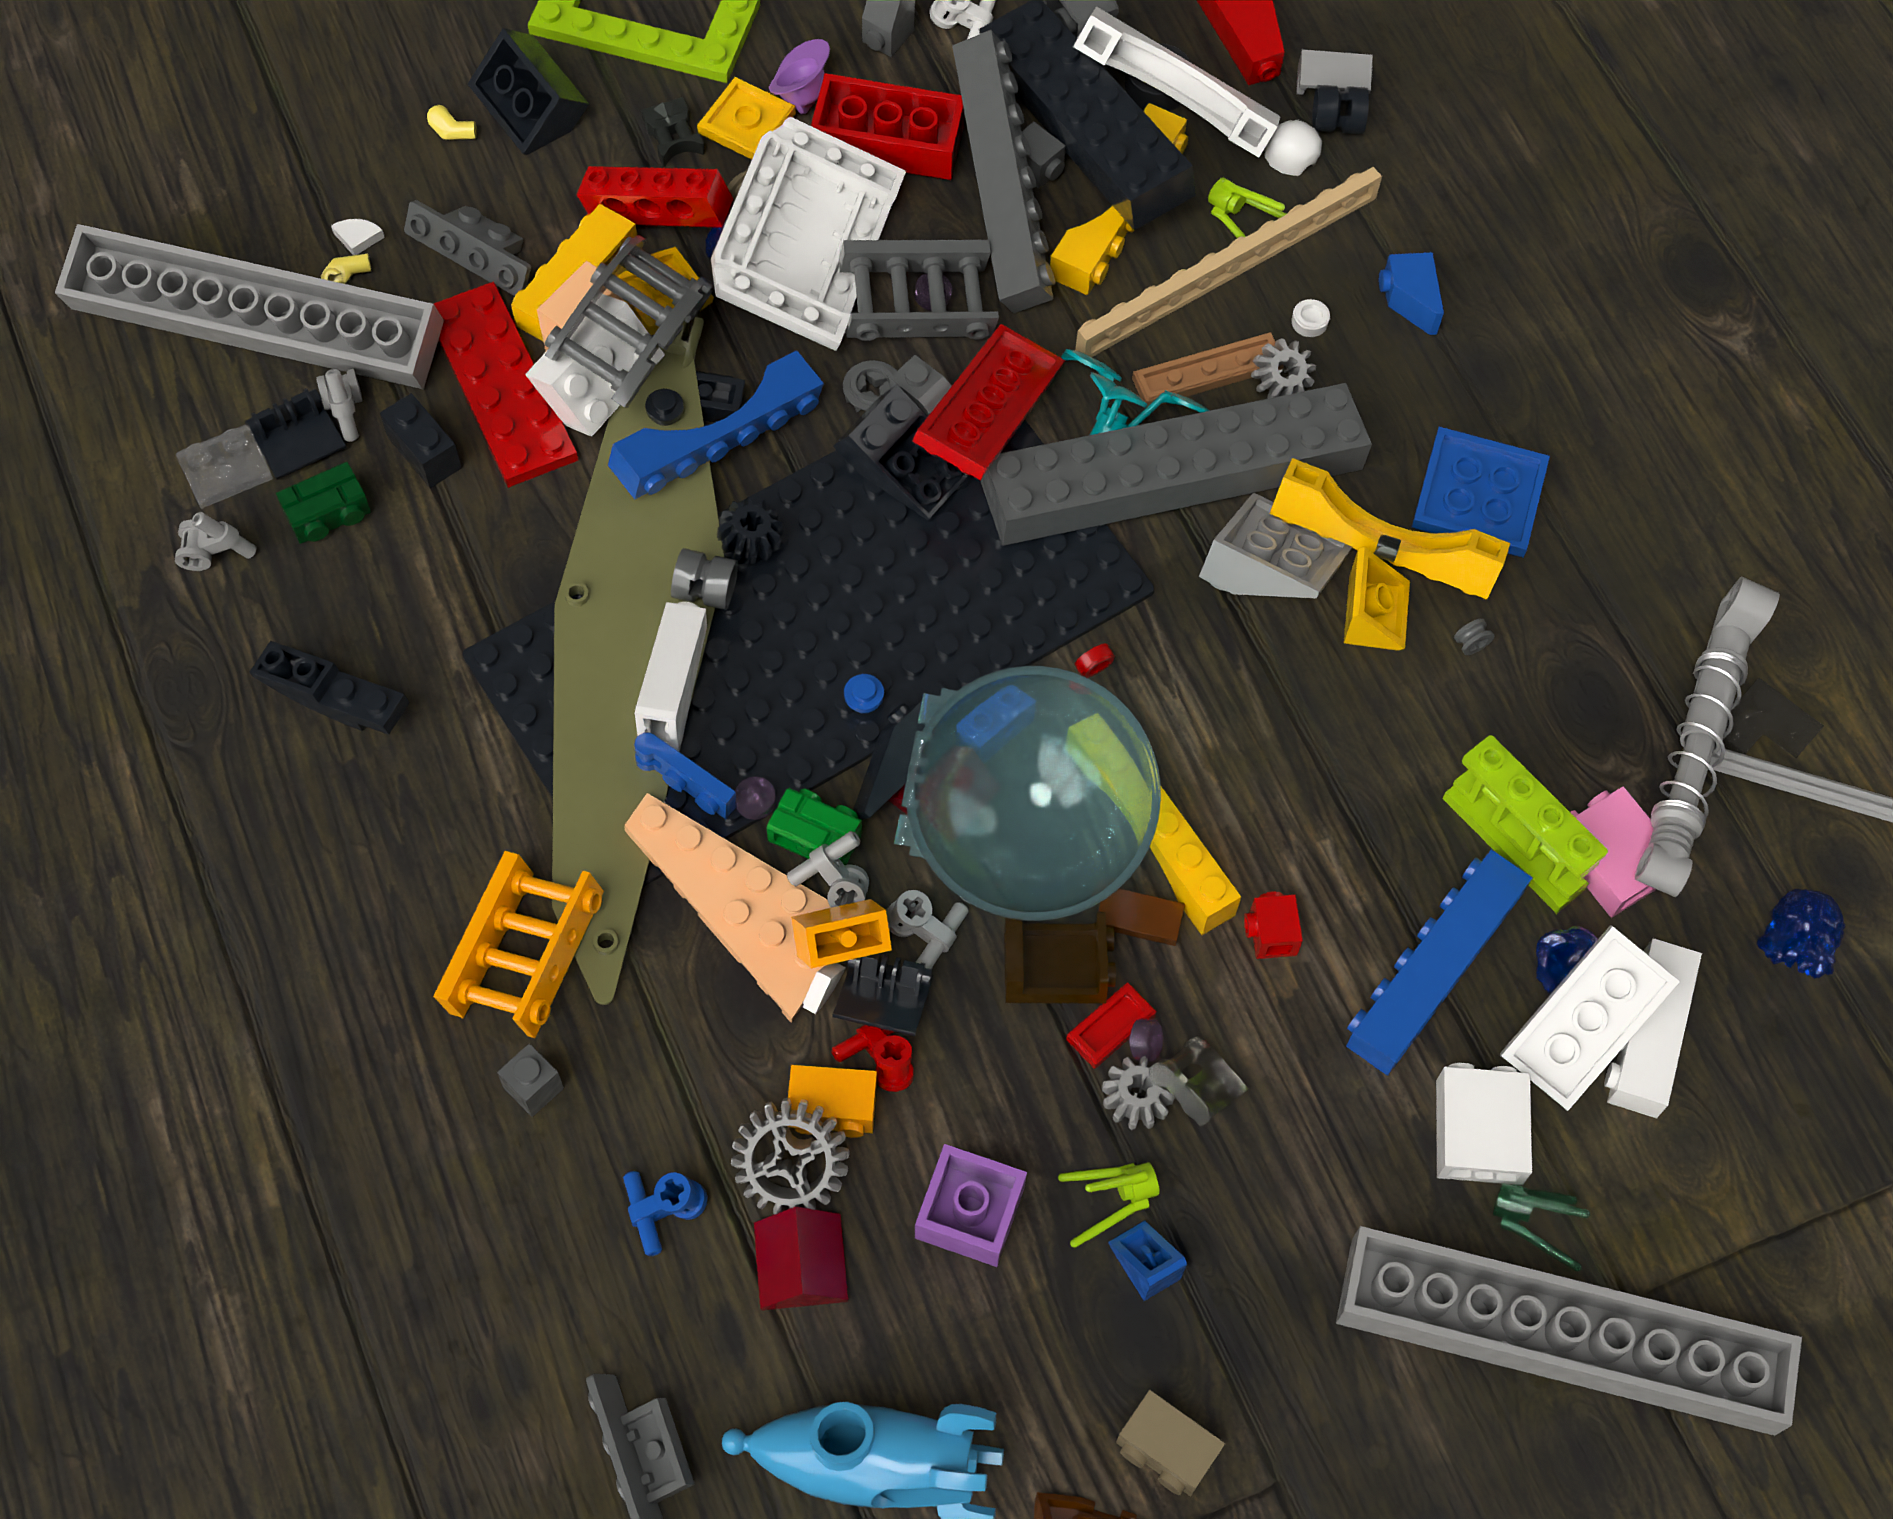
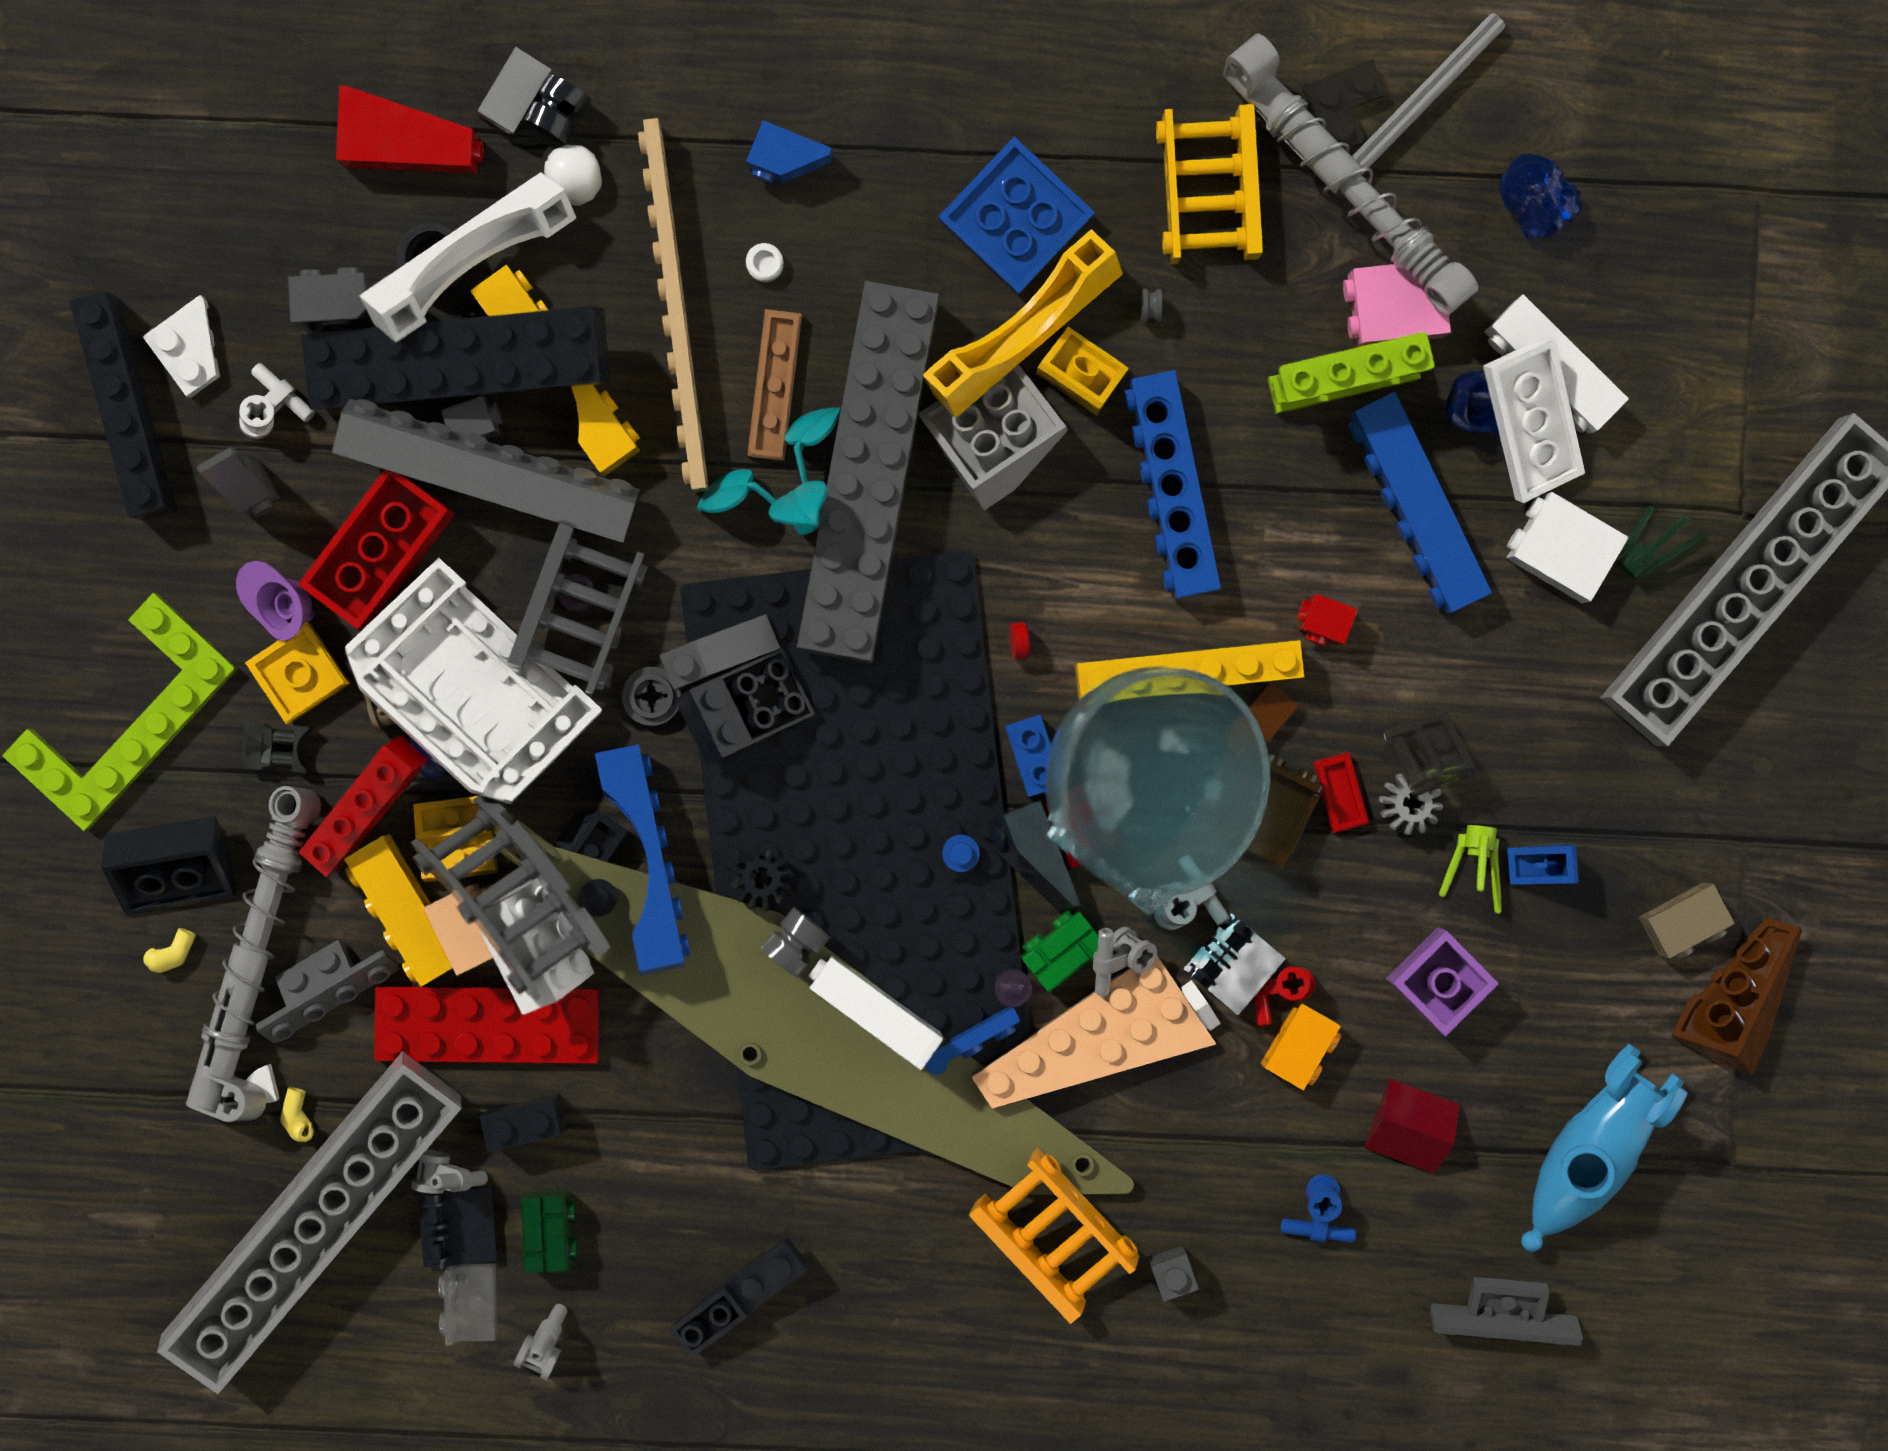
camera: 60 degrees left, 25 degrees up
(344, 194) = (242, 981): none -> light grey piece
(801, 1190) = (1339, 1103): light grey gear -> none
(841, 933) = (1179, 979): light orange brick -> none
(988, 402) = (739, 612): red plate -> none
(1146, 1039) = (1371, 774): clear purple tile -> none
(1230, 198) = (603, 264): lime plant -> none
(1251, 792) = (1164, 391): none -> blue brick
(1294, 362) = (807, 317): light grey gear -> none
(1387, 548) = (1045, 341): pearl dark grey hand -> none
(1620, 673) = (1241, 164): none -> yellow fence

